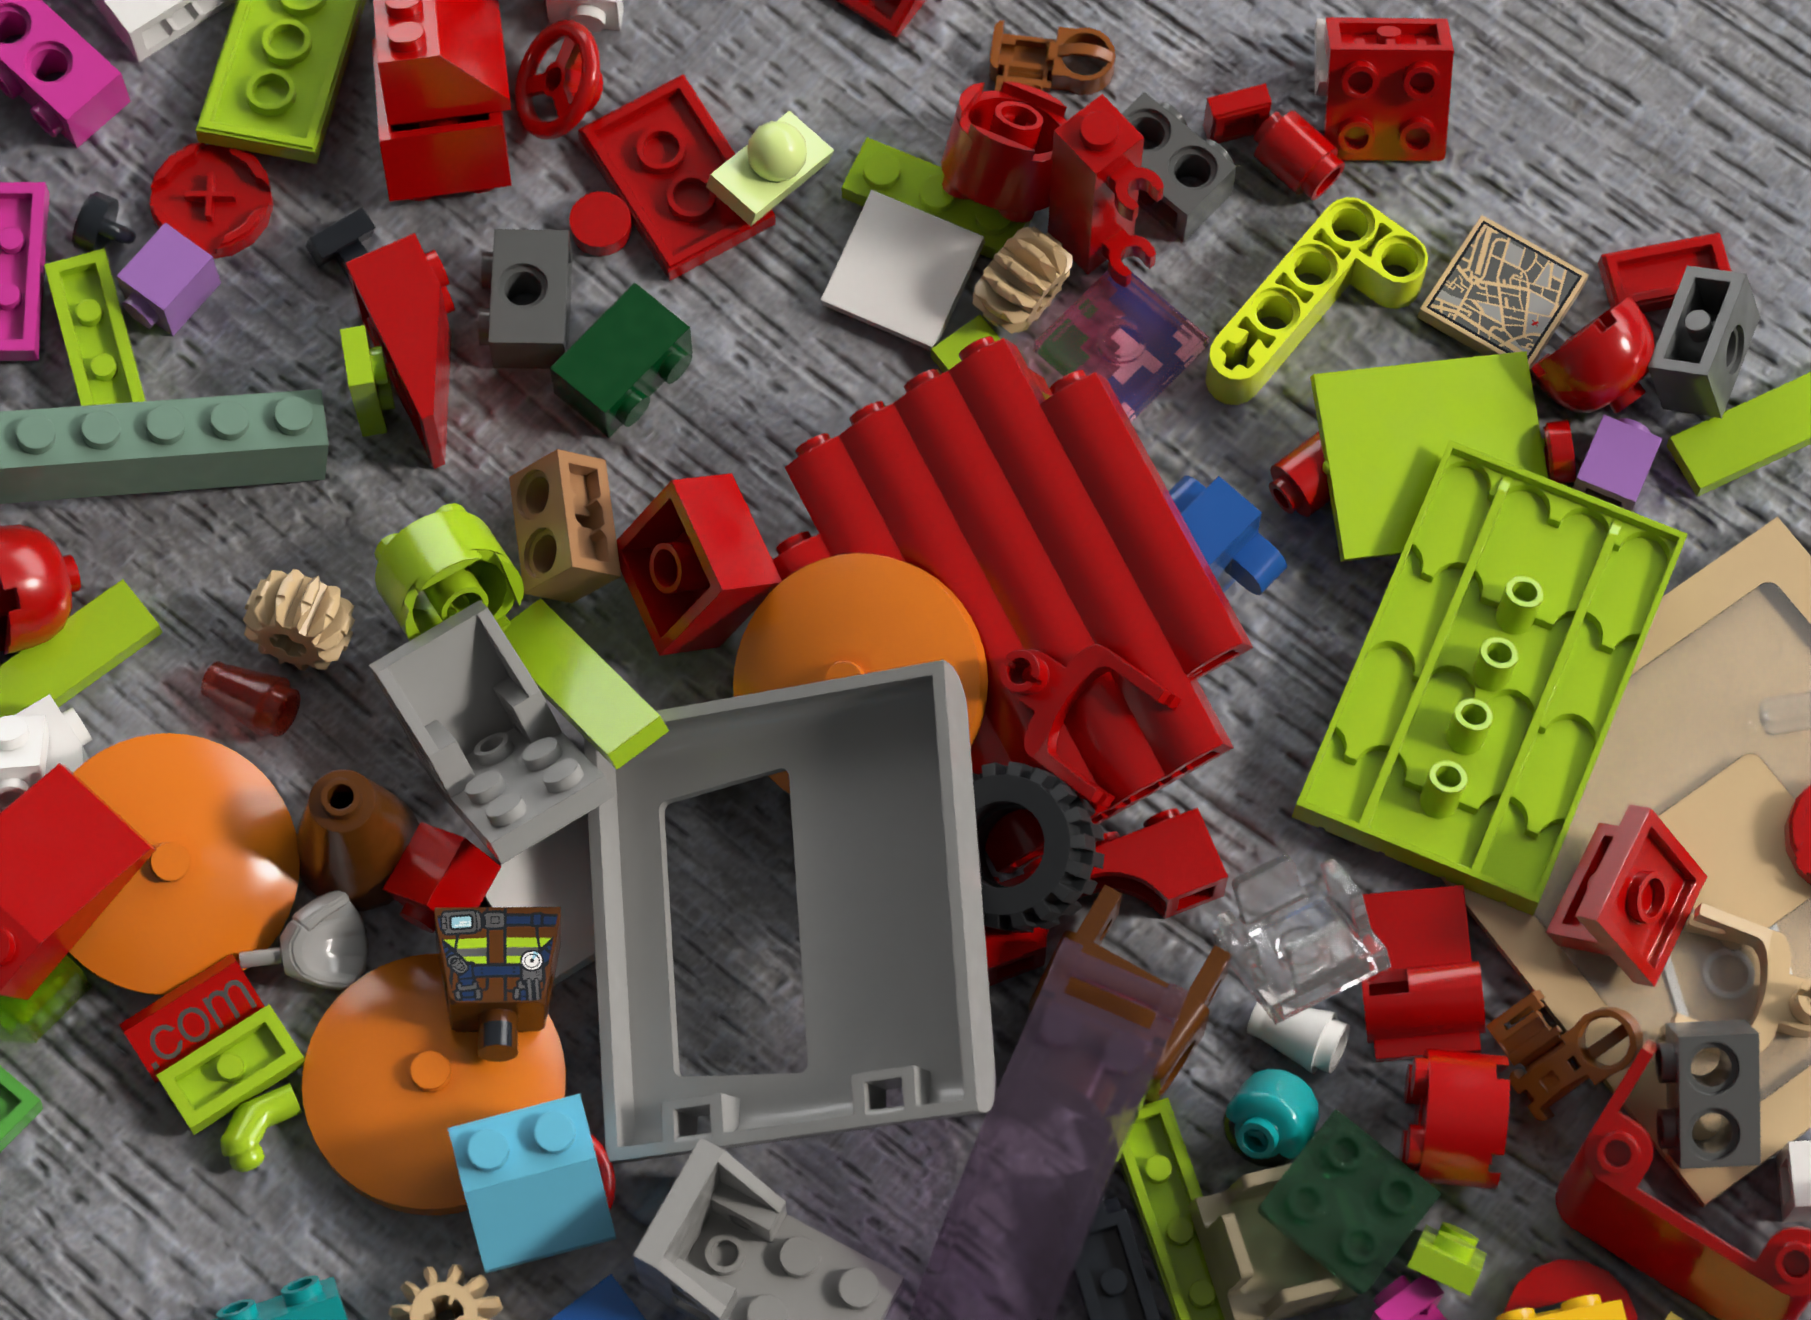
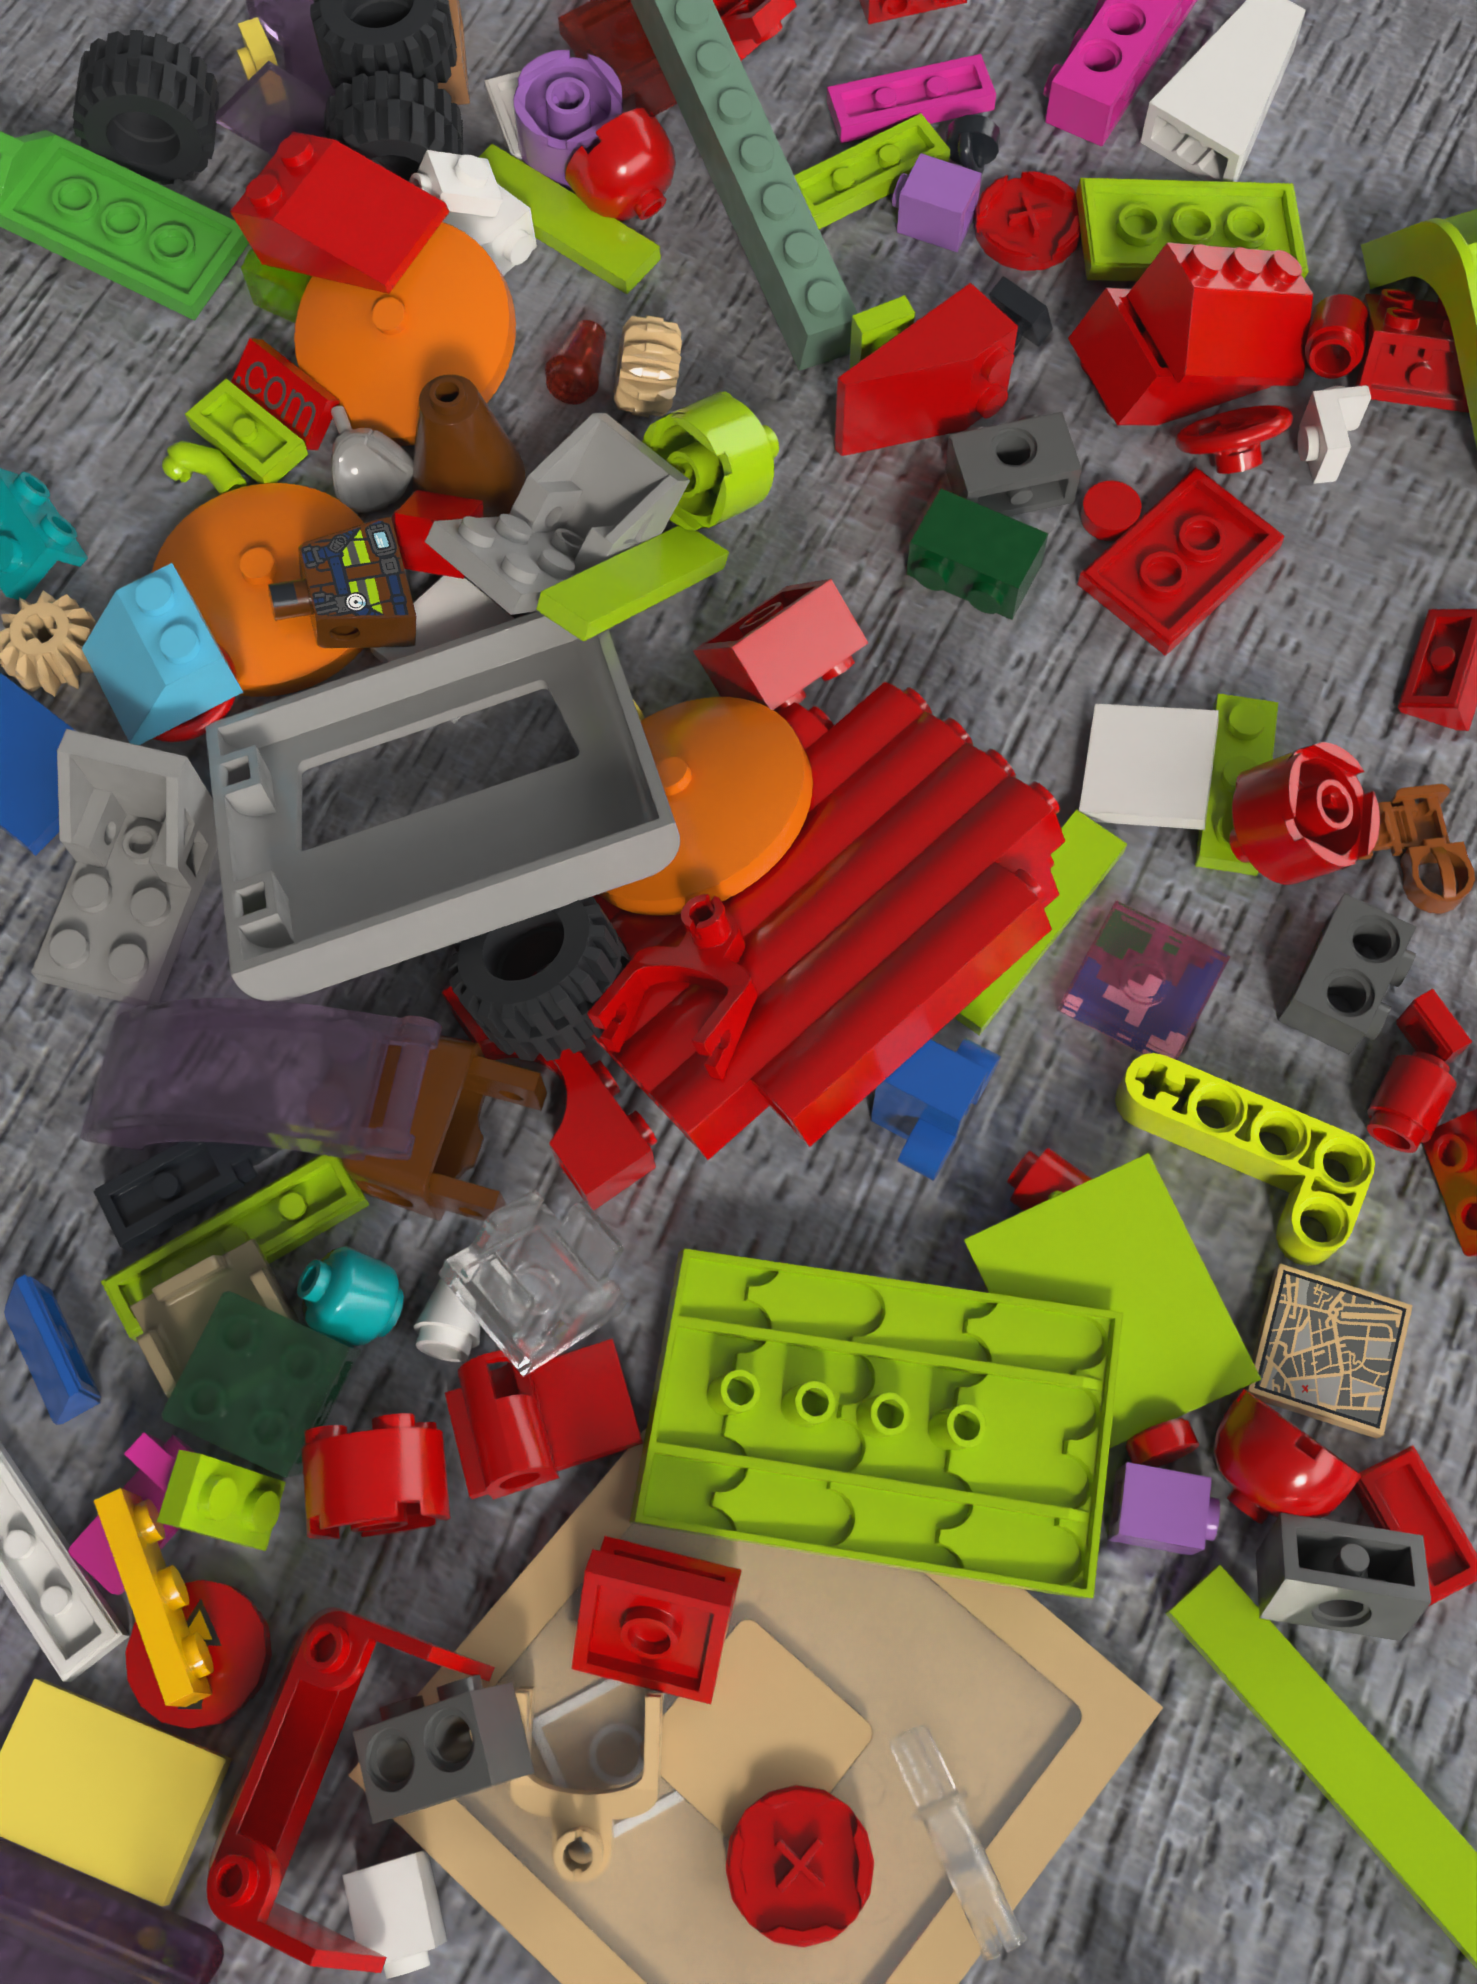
camera: 80 degrees right, 0 degrees up
(564, 526) = (794, 543): medium nougat brick -> none
(770, 167) = (1214, 624): yellowish green tile -> none
(1022, 279) = (1170, 865): tan gear -> none
(1097, 190) = (1278, 887): red brick -> none
(1548, 1054) = (466, 1583): dark orange piece -> none

